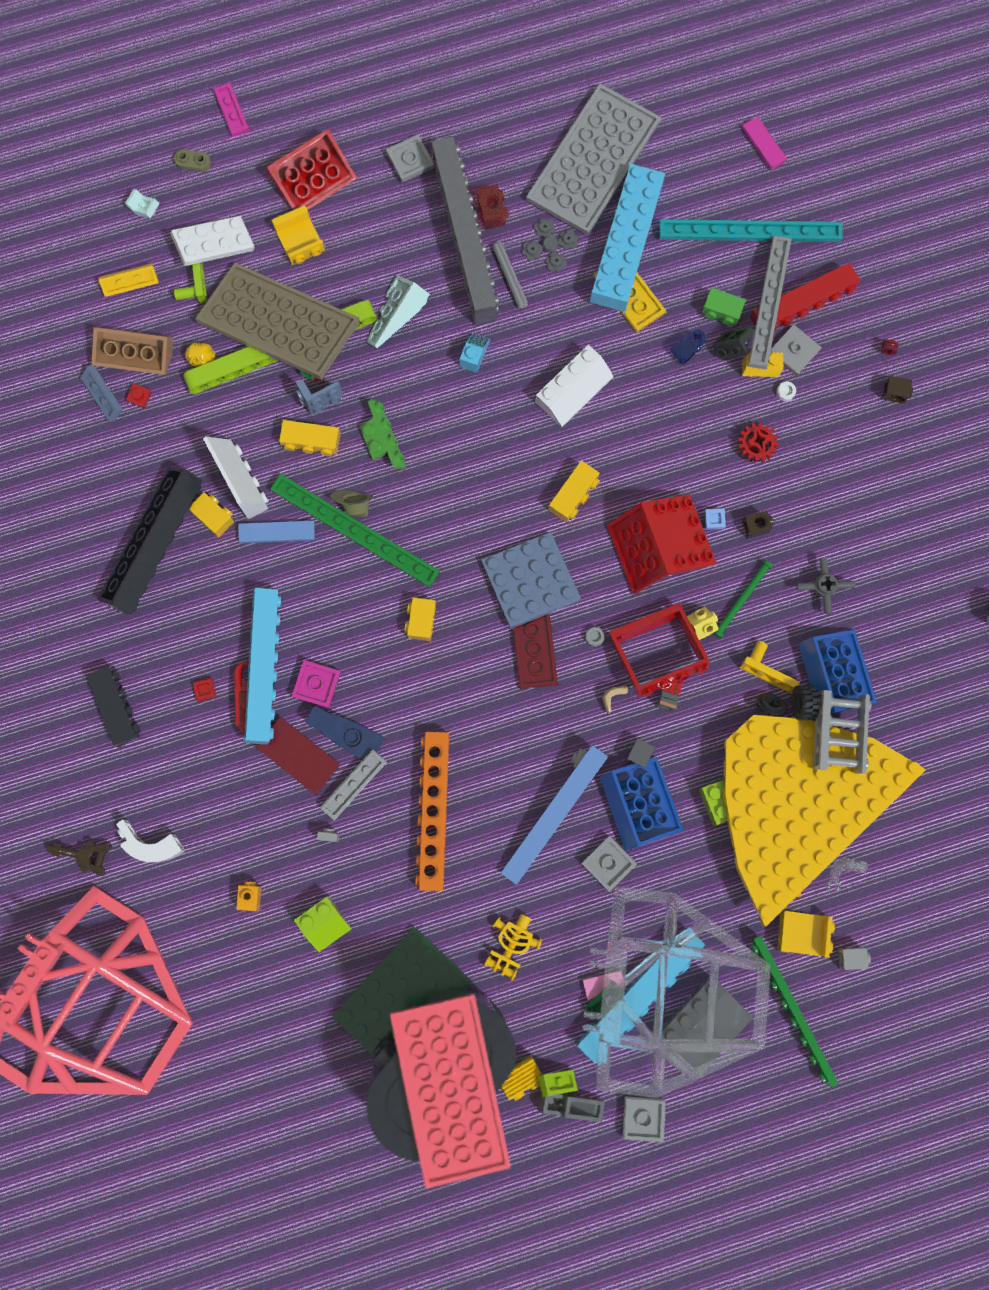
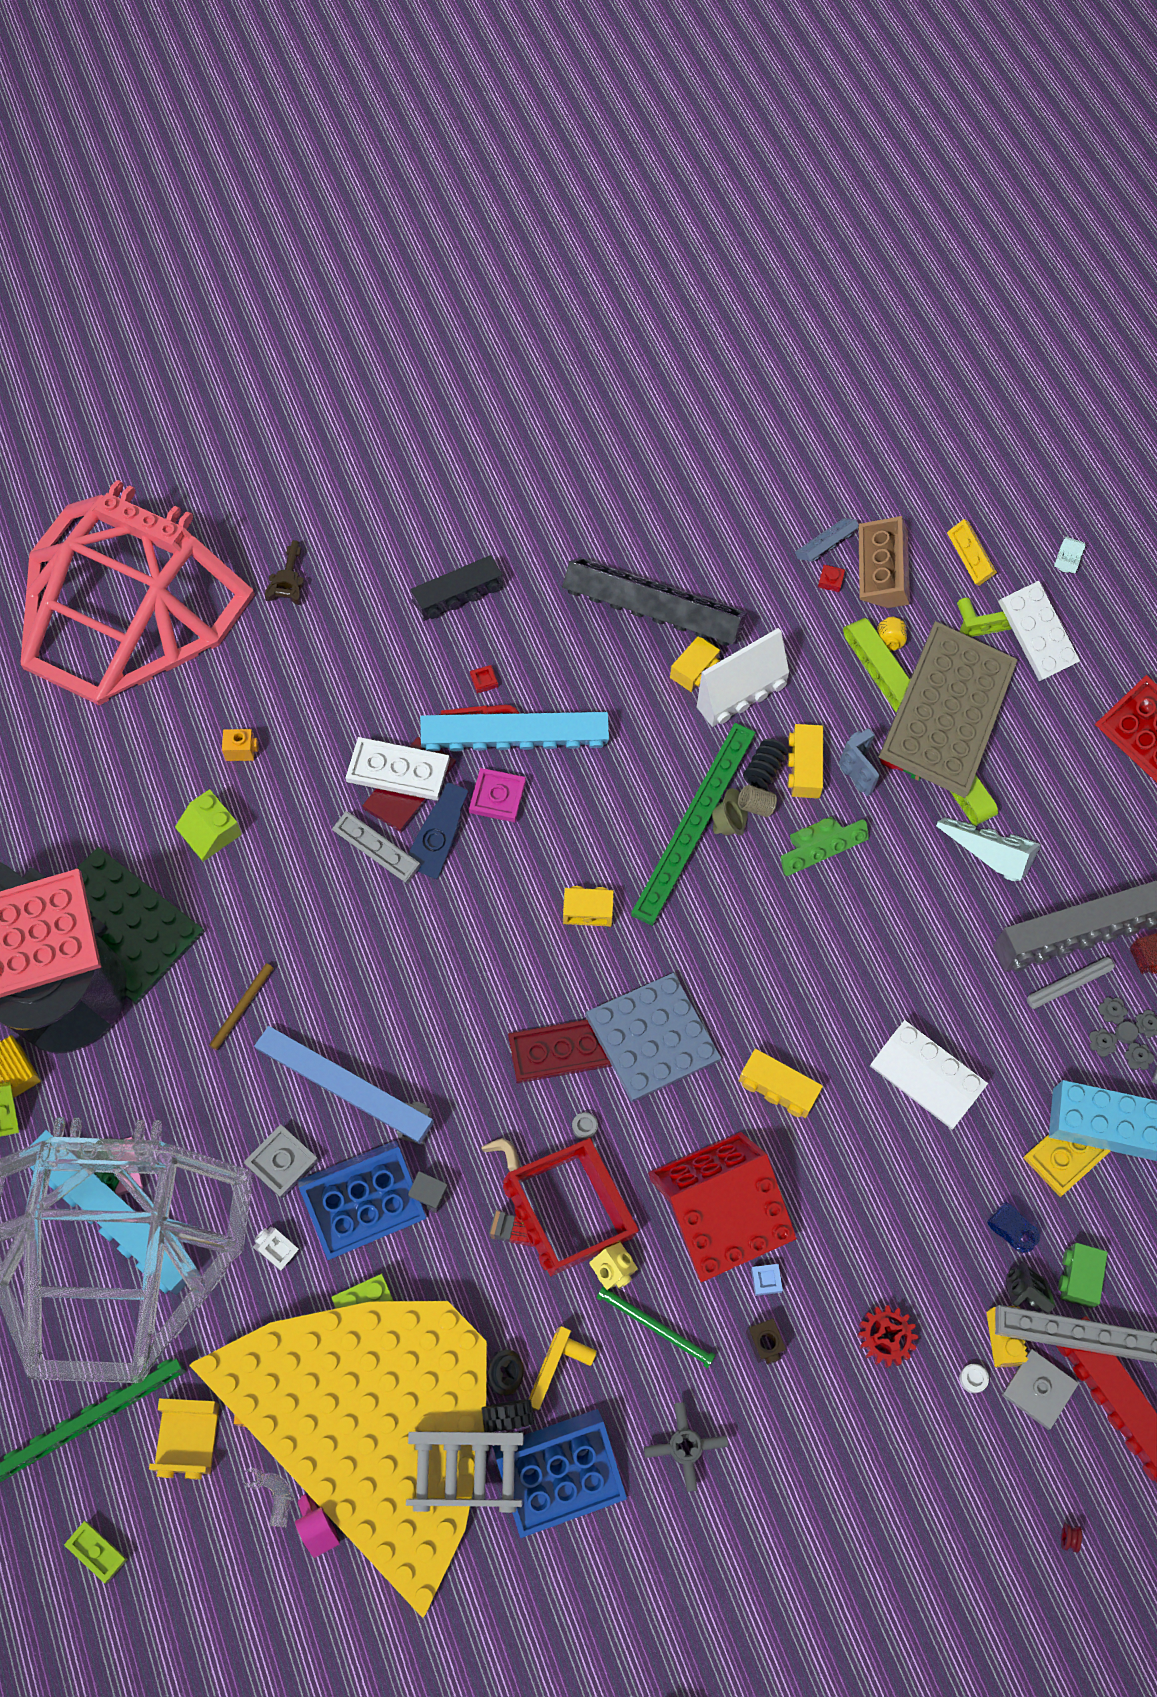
camera: 85 degrees right, 15 degrees down
(159, 852) = (292, 633): white arch -> none
(191, 160) = (1139, 602): olive plate -> none
(276, 532) = (683, 737): medium blue tile -> none
(287, 763) = (397, 768): none -> white plate
(298, 235) = (1069, 726): yellow panel -> none
(310, 470) = (765, 763): none -> black piece
(328, 835) = (312, 823): light grey plate -> none
(343, 479) = (757, 801): none -> dark tan piece
(441, 741) = (356, 947): orange brick -> none
(474, 352) = (953, 944): medium azure slope -> none
(481, 895) = (241, 1007): none -> pearl gold bar
(520, 928) = (192, 1046): yellow piece -> none
(673, 869) = (275, 1247): none -> white bracket
(690, 1020) = (71, 1324): dark grey slope -> none
(853, 958) = (148, 1512): light grey brick -> none
(870, 838) = (315, 1527): none -> dark pink beam
(878, 995) = (95, 1552): none -> lime plate
(897, 389) = (1005, 1553): dark brown brick -> none

